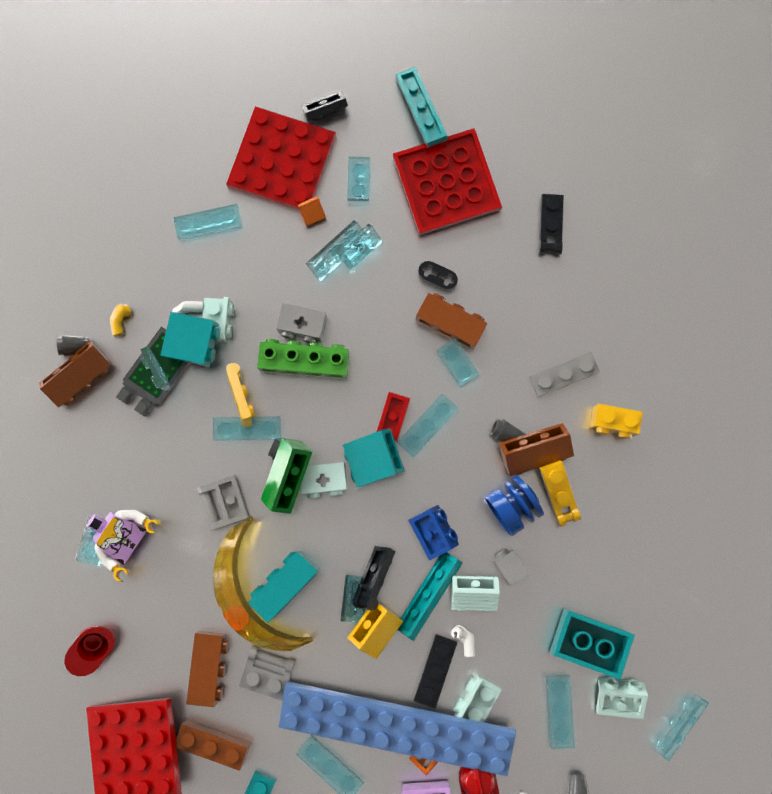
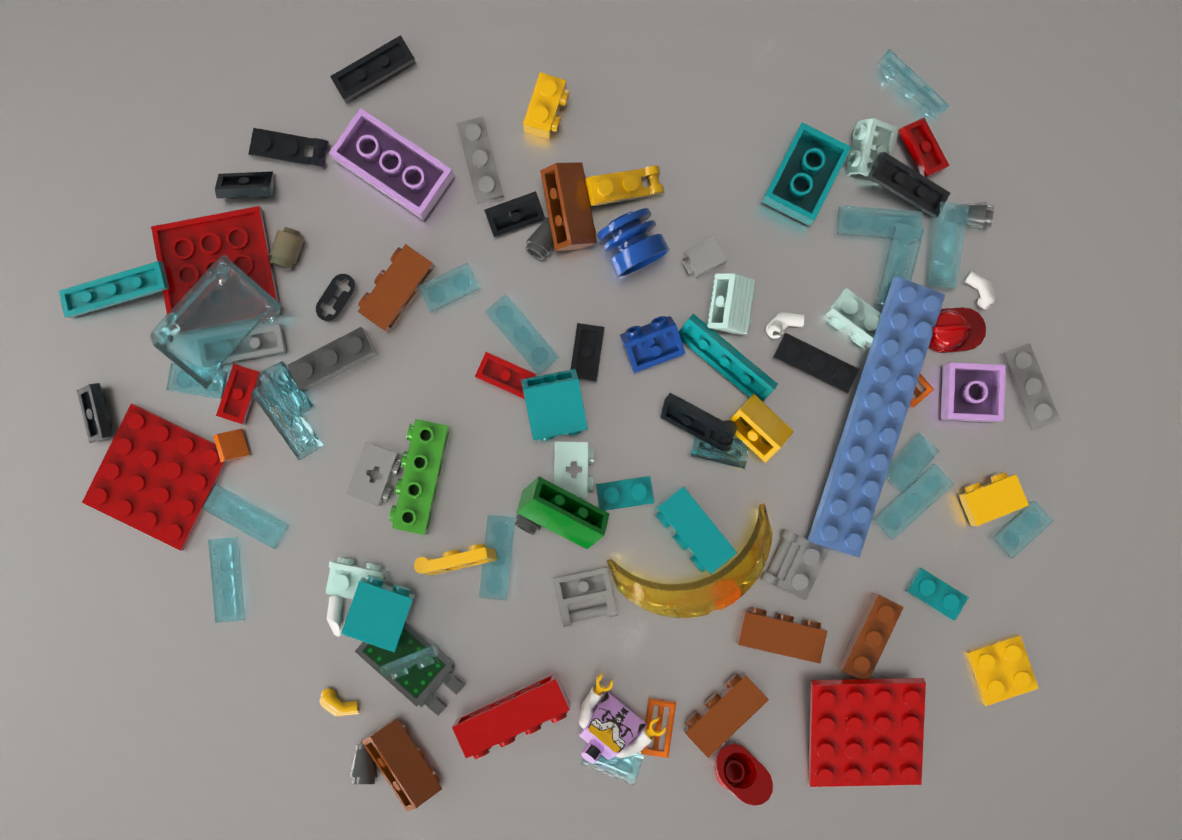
camera: 85 degrees left, 5 degrees up
(120, 455) = (510, 716): none -> red brick
(138, 629) = (724, 714): none -> dark orange brick
(143, 576) = (661, 704): none -> orange tile
(257, 230) = (245, 516): none -> clear light blue plate
(309, 524) = (625, 493): none -> teal plate
(348, 210) = (237, 394): none -> red plate
(363, 762) = (911, 462): none -> clear light blue plate
(388, 278) = (332, 359): none -> dark grey brick
(390, 209) = (259, 343): none -> light grey plate
(405, 183) = (213, 320): none -> clear light blue windscreen
(420, 479) = (587, 351): none -> black plate
(471, 232) = (286, 248): none -> dark tan brick
(517, 194) = (244, 185): none -> black plate
(524, 407) = (514, 214): none -> black plate
(533, 733) = (900, 256): none -> clear light blue plate
(550, 304) = (392, 164): none -> lavender brick
(550, 774) = (948, 244): none -> clear light blue plate
(596, 733) = (908, 184): none -> black plate
(625, 280) = (373, 68): none -> black plate
(629, 742) = (923, 147): none -> red plate

